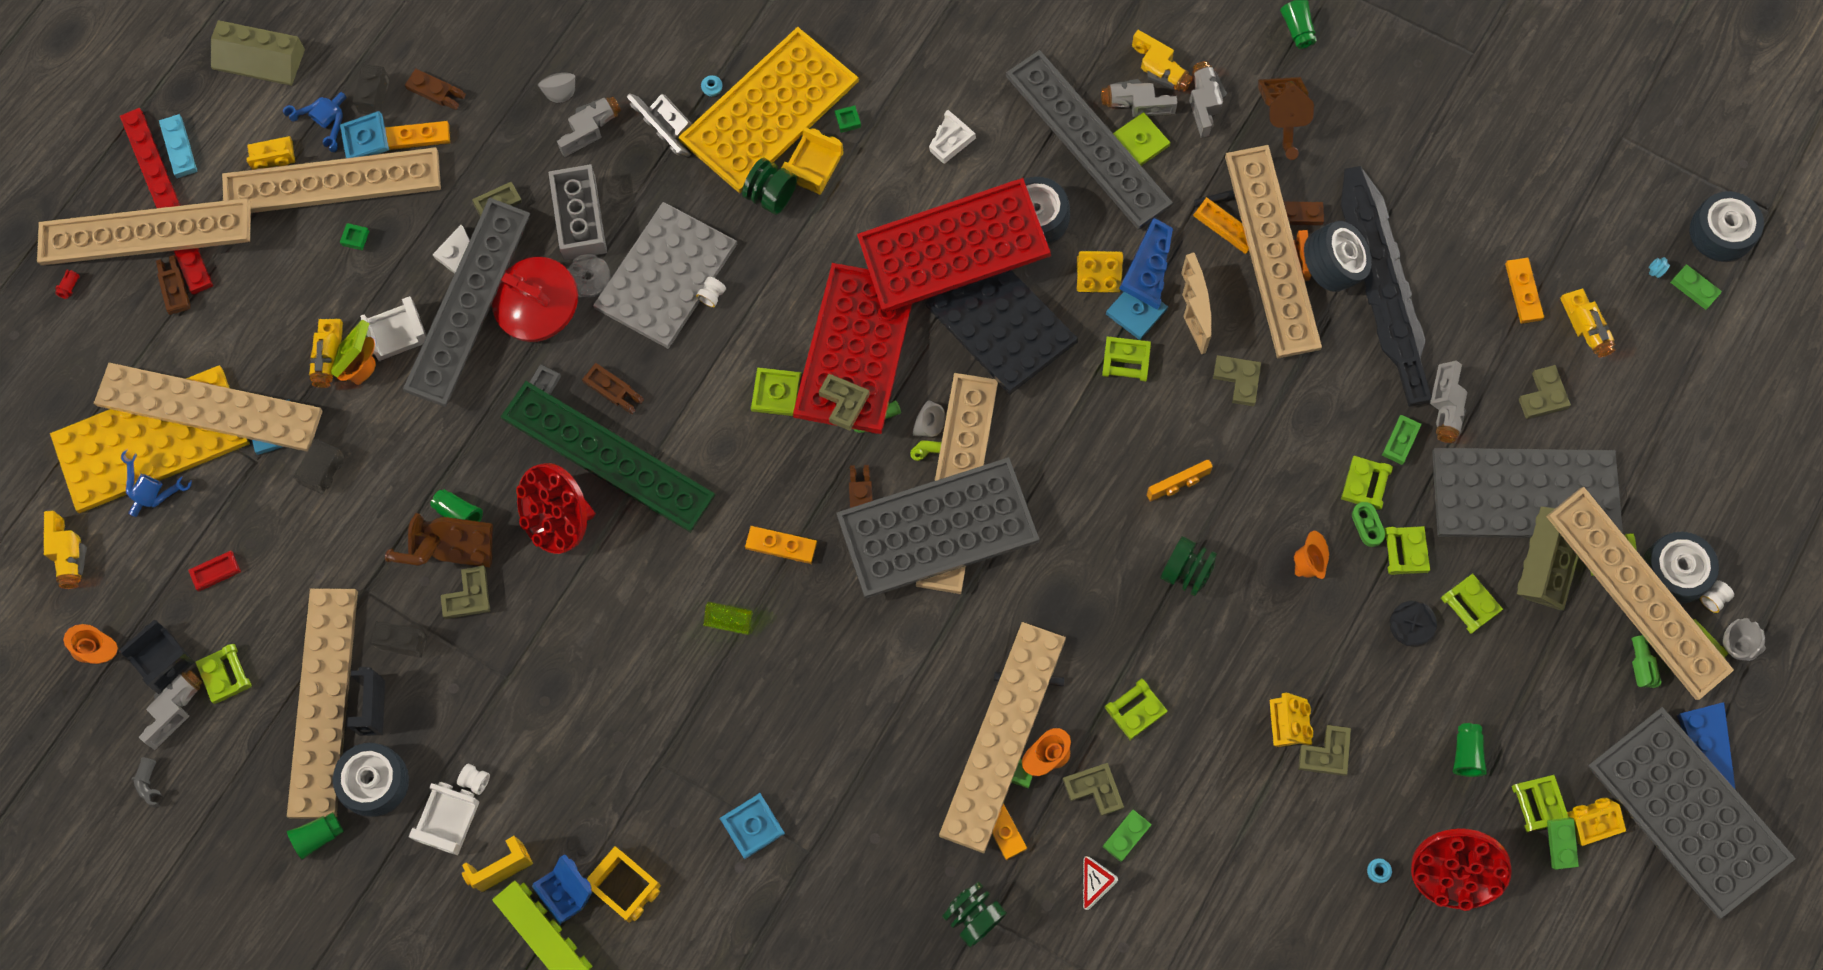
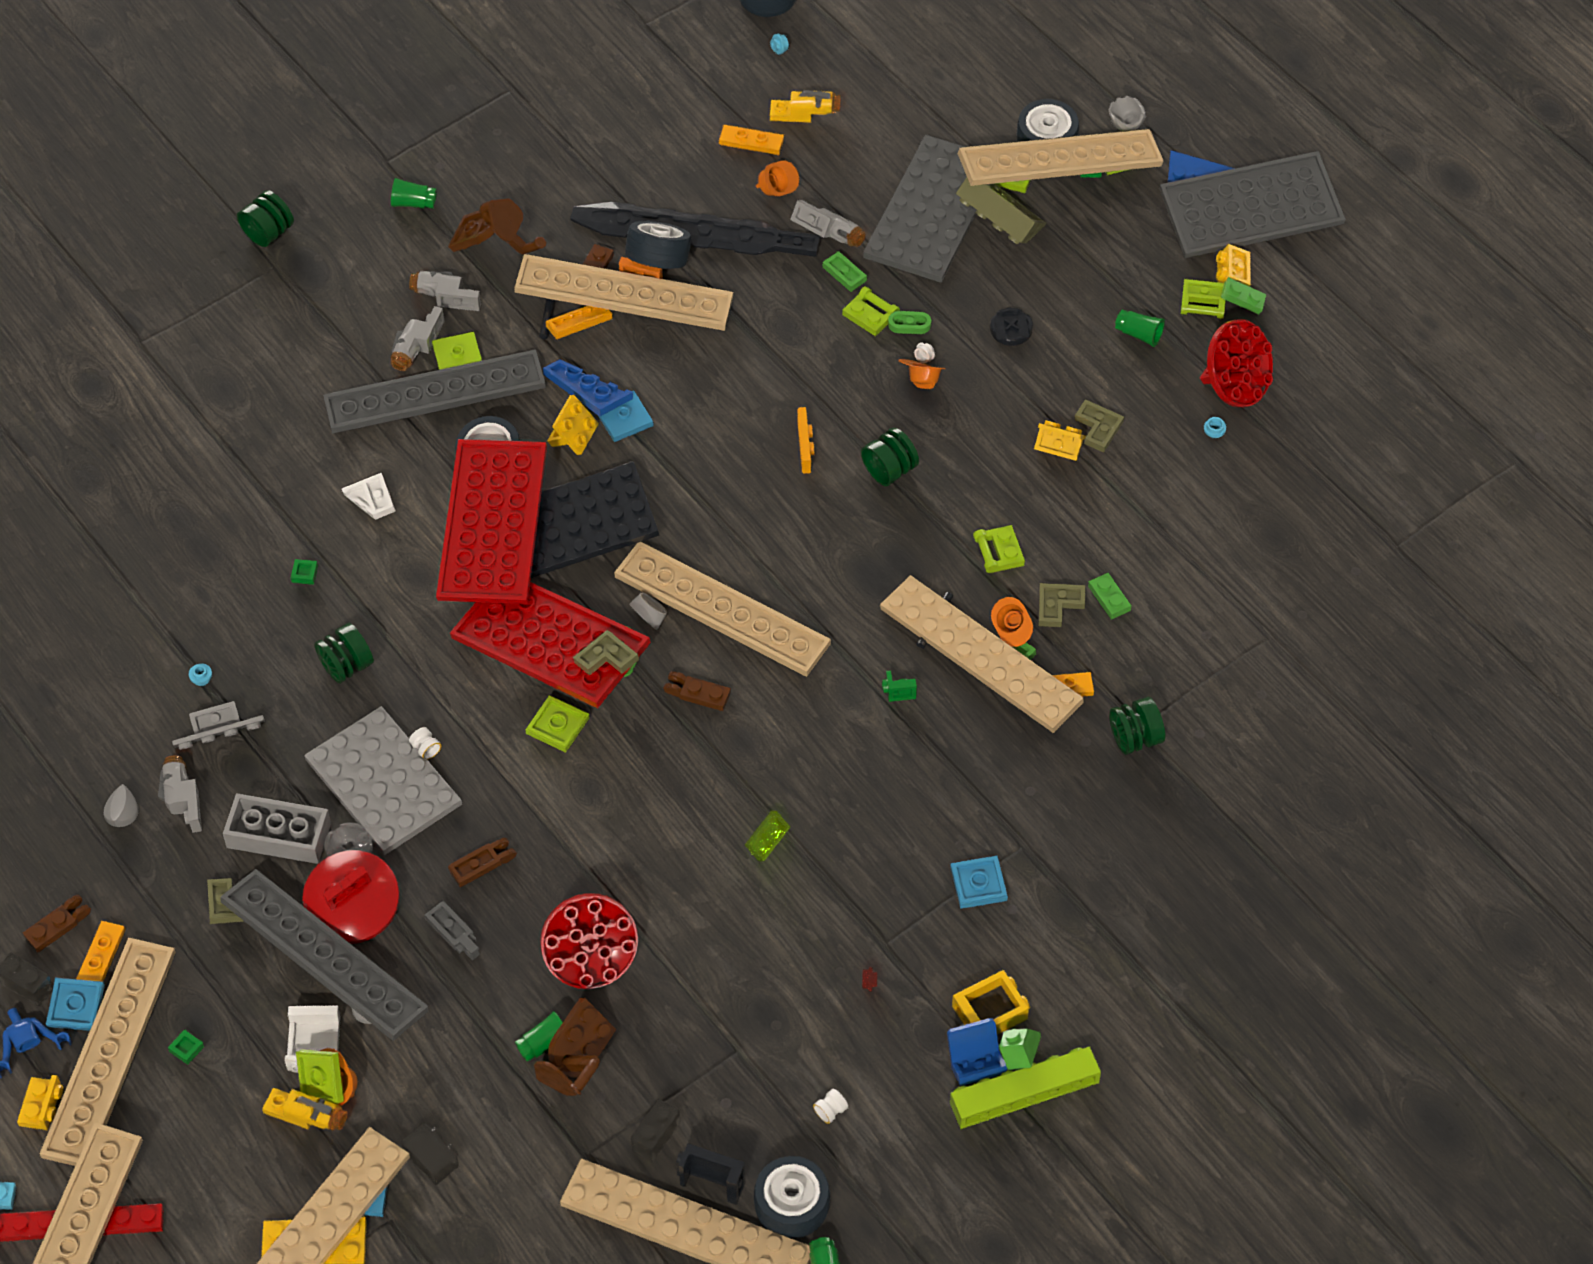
camera: 70 degrees left, 15 degrees down
(172, 286) = (144, 1243): reddish brown hinge -> none
(445, 818) = (858, 1145): white panel -> none
(452, 249) = (258, 958): white wing -> none
(473, 598) = (642, 1052): olive plate -> none
(500, 870) = (926, 1081): yellow panel -> none
(583, 926) = (1019, 1047): none -> bright green slope
(608, 456) = (550, 884): dark green plate -> none
(612, 764) = (869, 979): none -> clear red plate
(768, 108) = (256, 634): yellow plate -> none
(781, 544) = (713, 771): light orange plate -> none
(814, 160) = (328, 610): yellow panel -> none
(923, 448) = (674, 623): lime arm -> none
(934, 677) = (899, 690): none -> green bracket
(937, 527) = (762, 633): dark grey plate -> none
(1096, 882) = (1143, 629): piece -> none
(1128, 352) = (661, 436): lime plate -> none
(1158, 63) = (389, 310): yellow plate -> none
(1197, 299) = (646, 361): tan slope -> none
(1243, 373) = (728, 360): olive plate -> none
(1338, 552) = (924, 352): none -> white plate
(1413, 548) = (948, 302): lime plate -> none
(1476, 598) = (1012, 275): lime plate -> none
(1483, 335) = (778, 179): none -> orange piece
(1550, 394) = (853, 157): olive plate -> none
(1645, 664) = (1118, 186): bright green arm -> none
(1696, 287) = (808, 28): bright green plate -> none
(1717, 596) = (1086, 121): white wheel -> none

